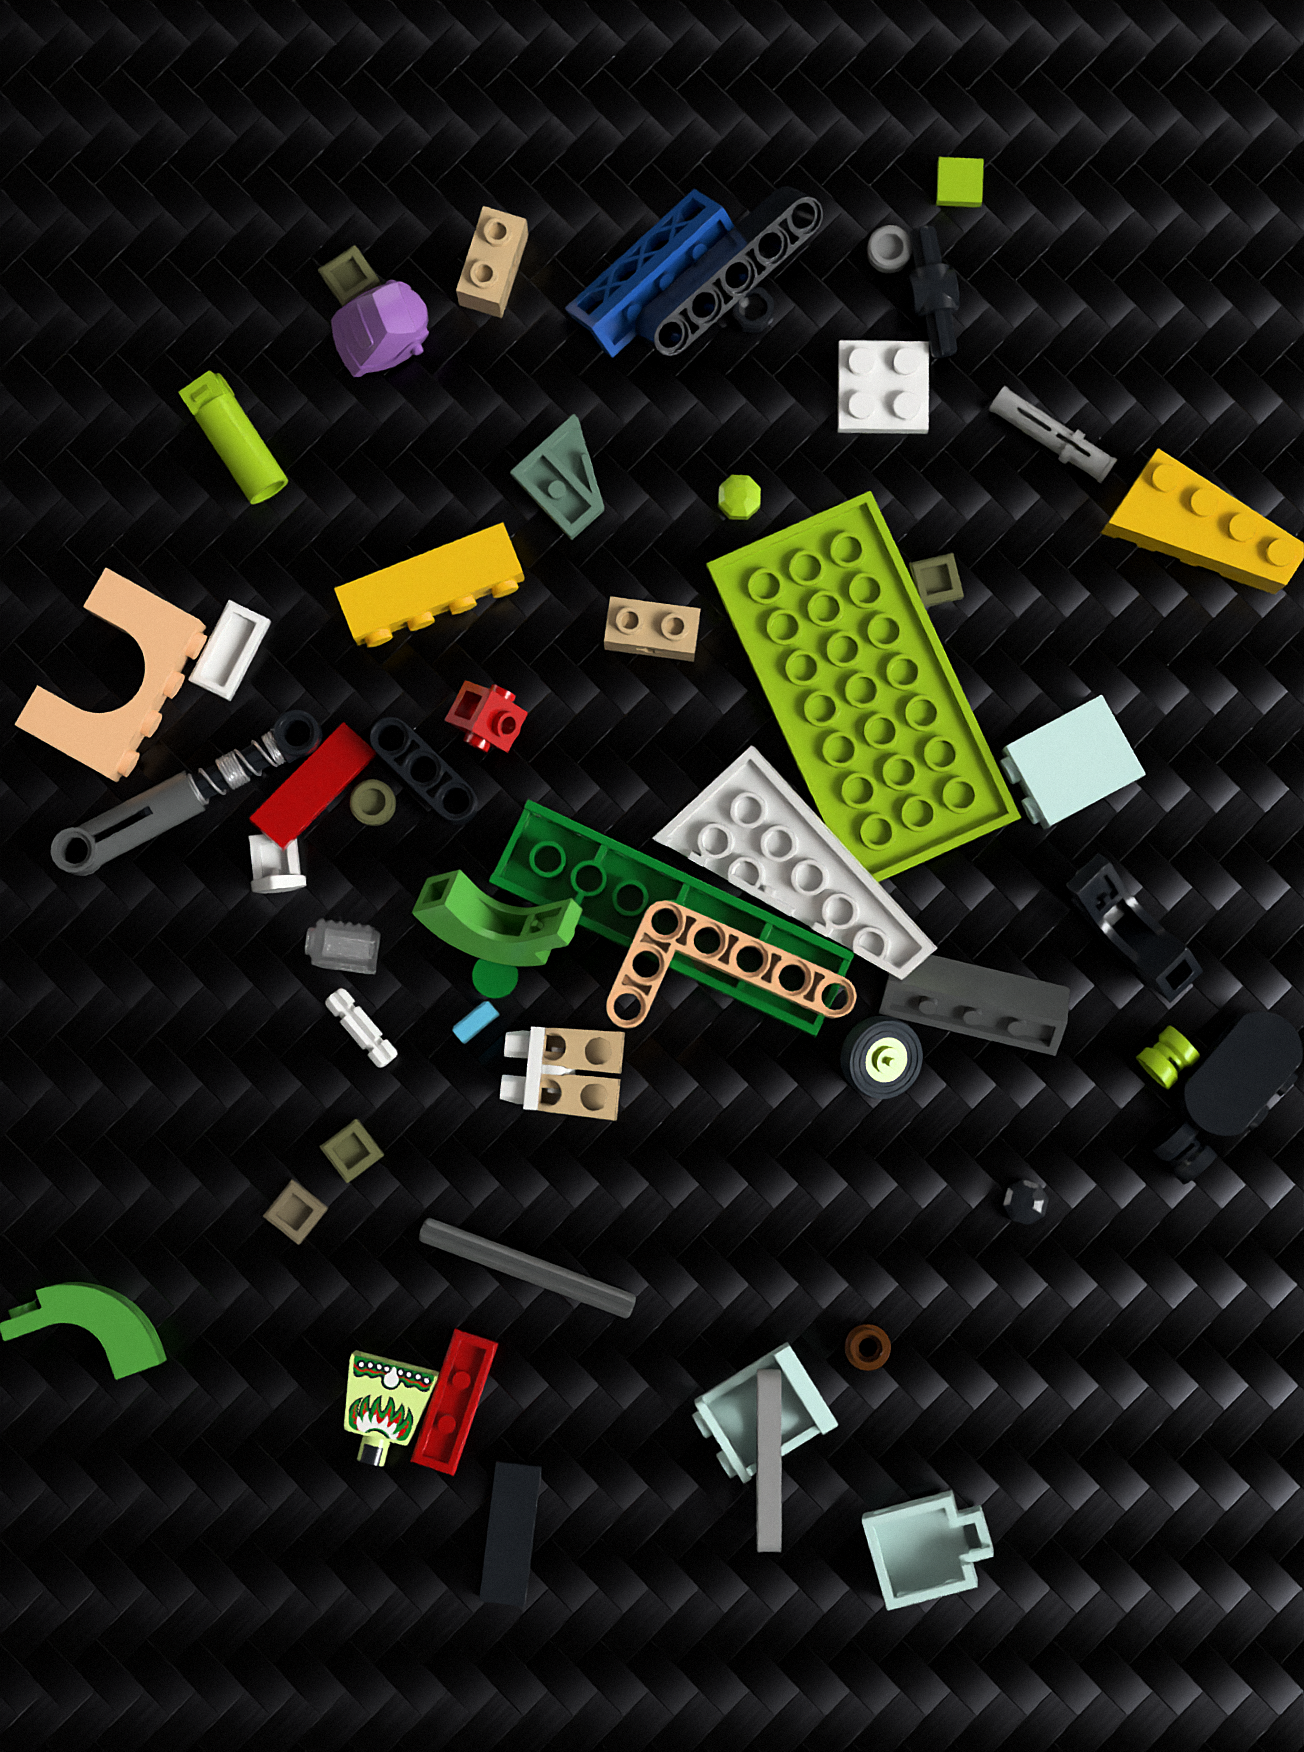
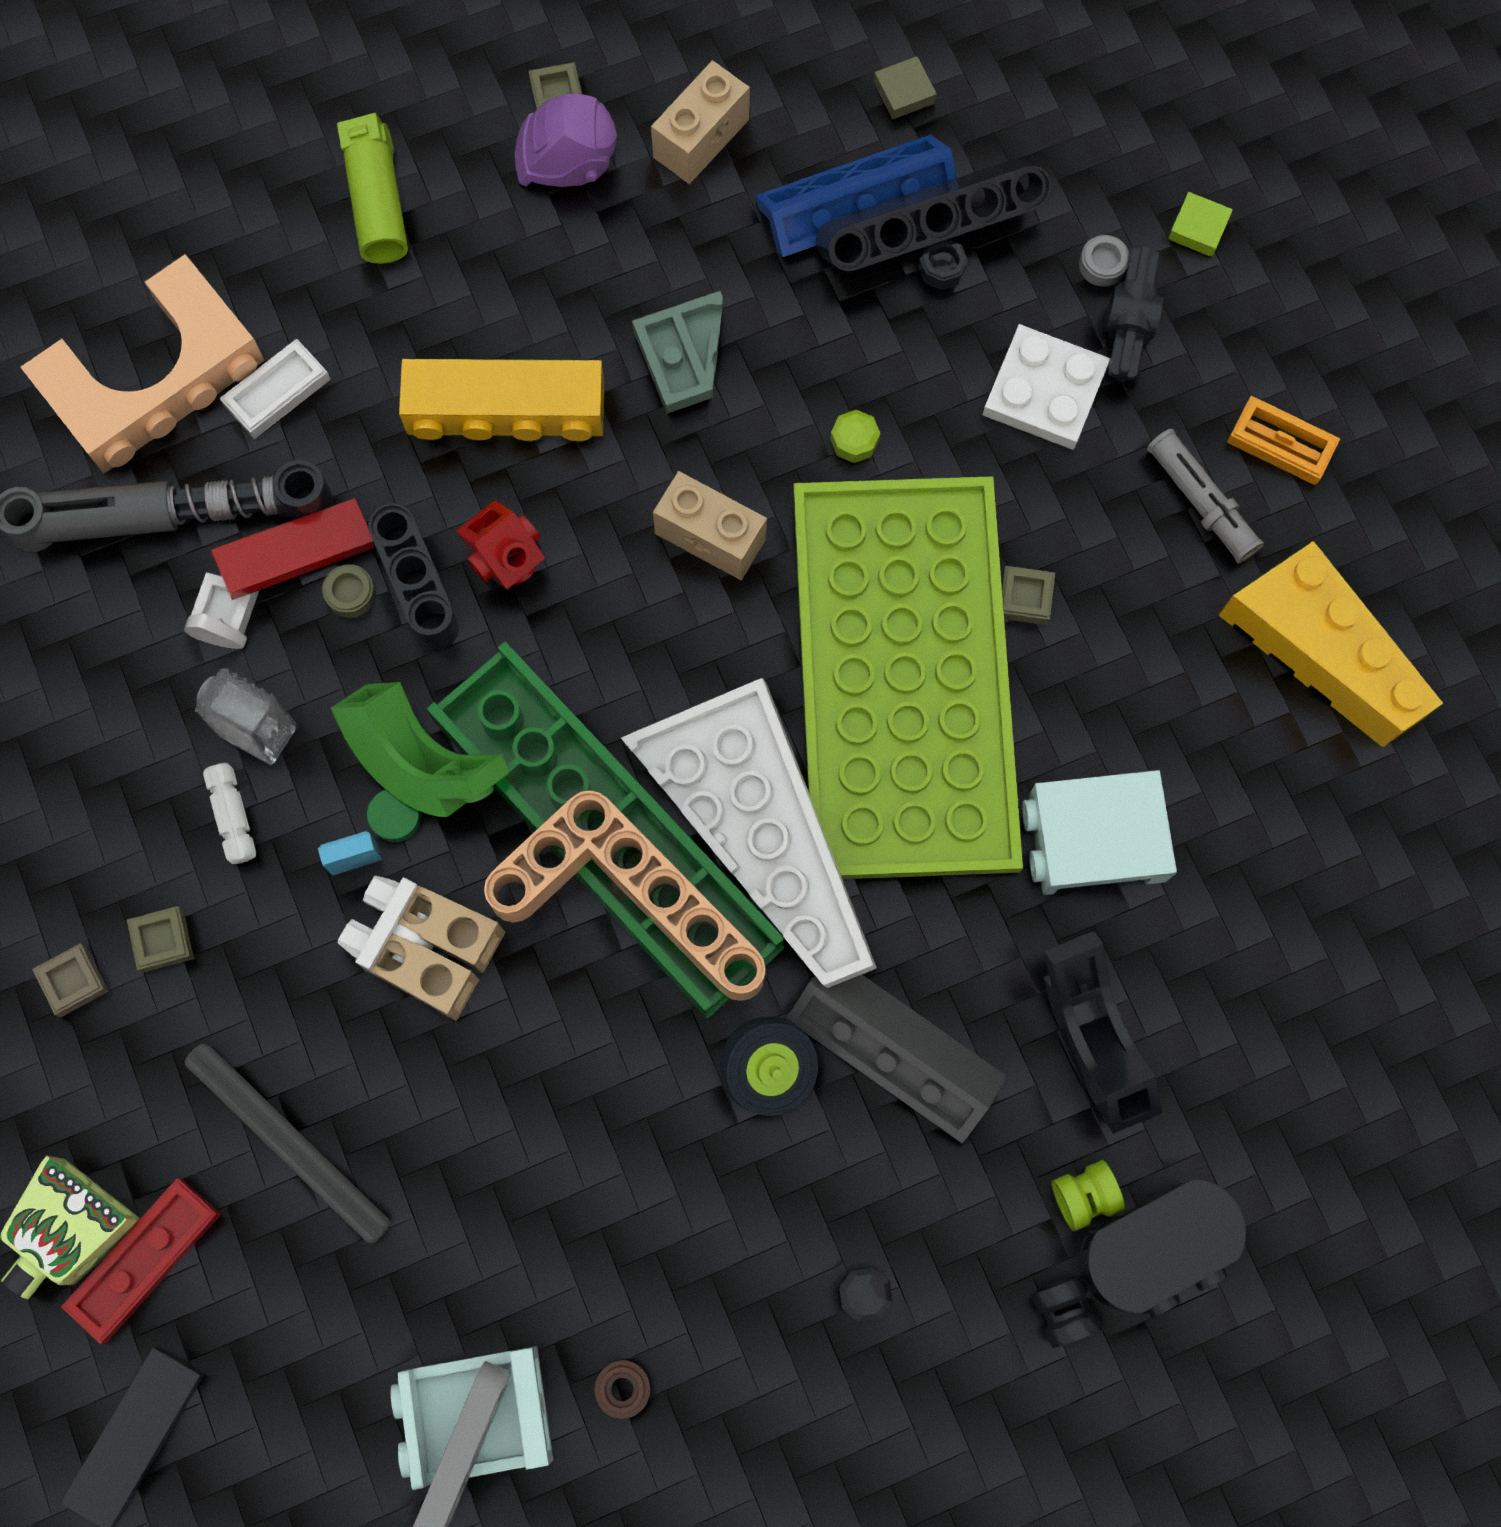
camera: 20 degrees right, 10 degrees down
(654, 152) = (905, 87): none -> olive tile
(1096, 372) = (1280, 447): none -> light orange tile

